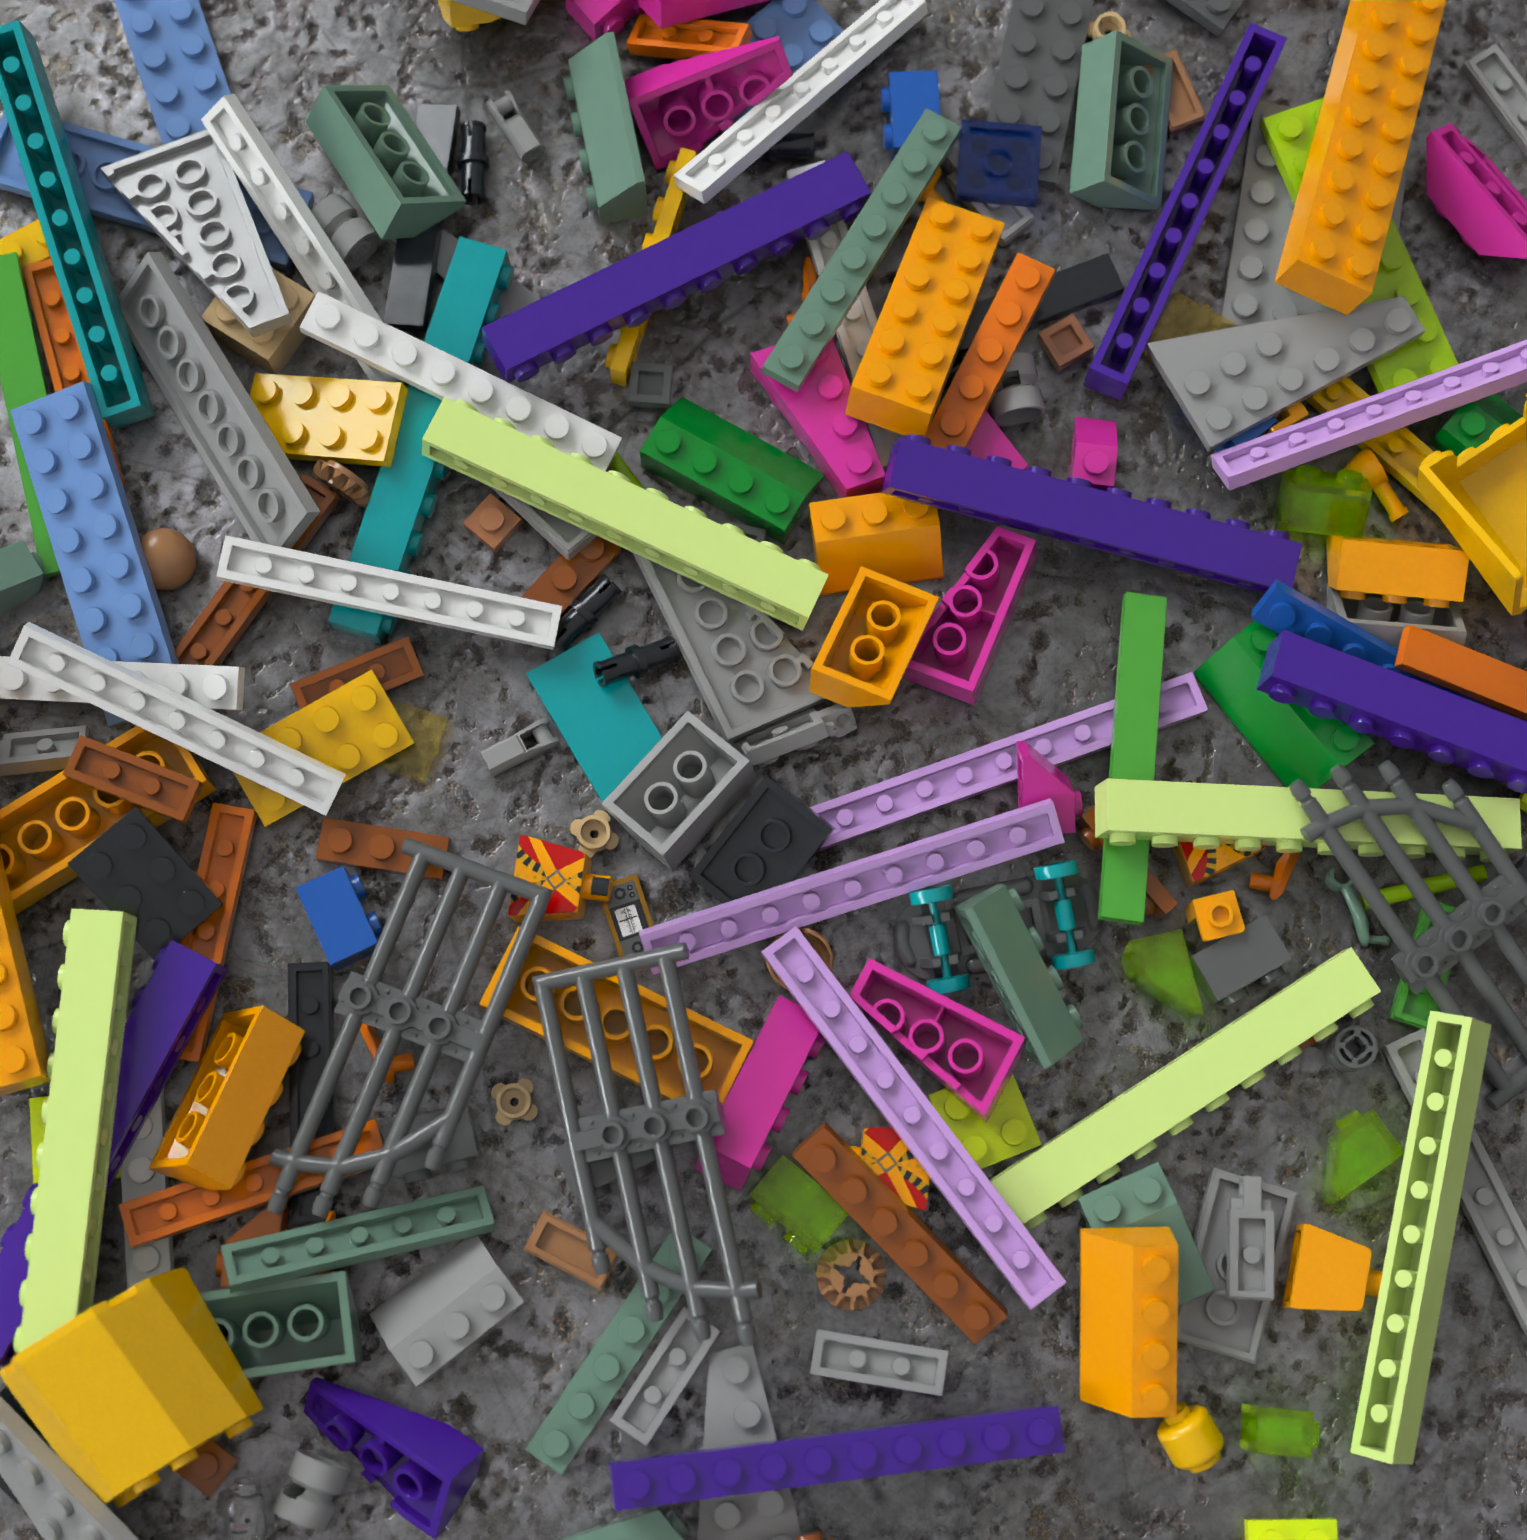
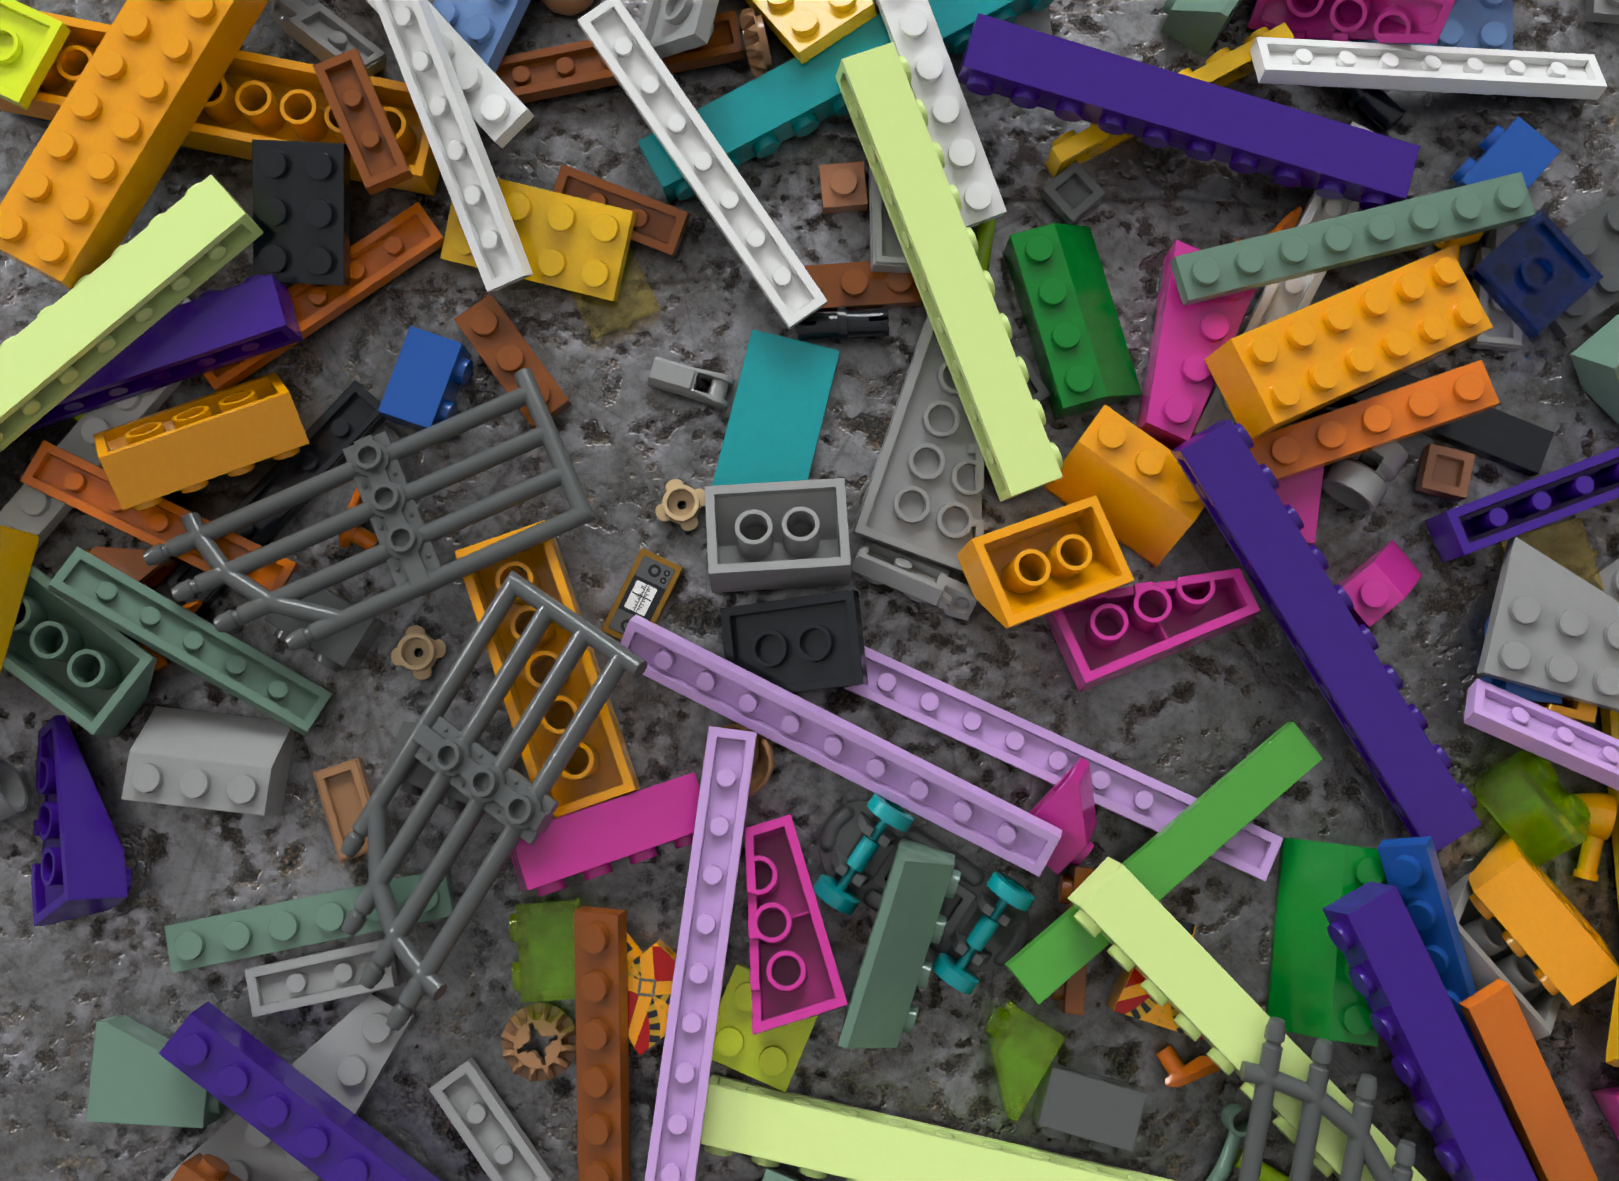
camera: 45 degrees right, 5 degrees up
(560, 870) = (620, 513): torso -> none
(636, 661) = (845, 401): black pin -> none
(1216, 915) = (1104, 1055): light orange bracket -> none

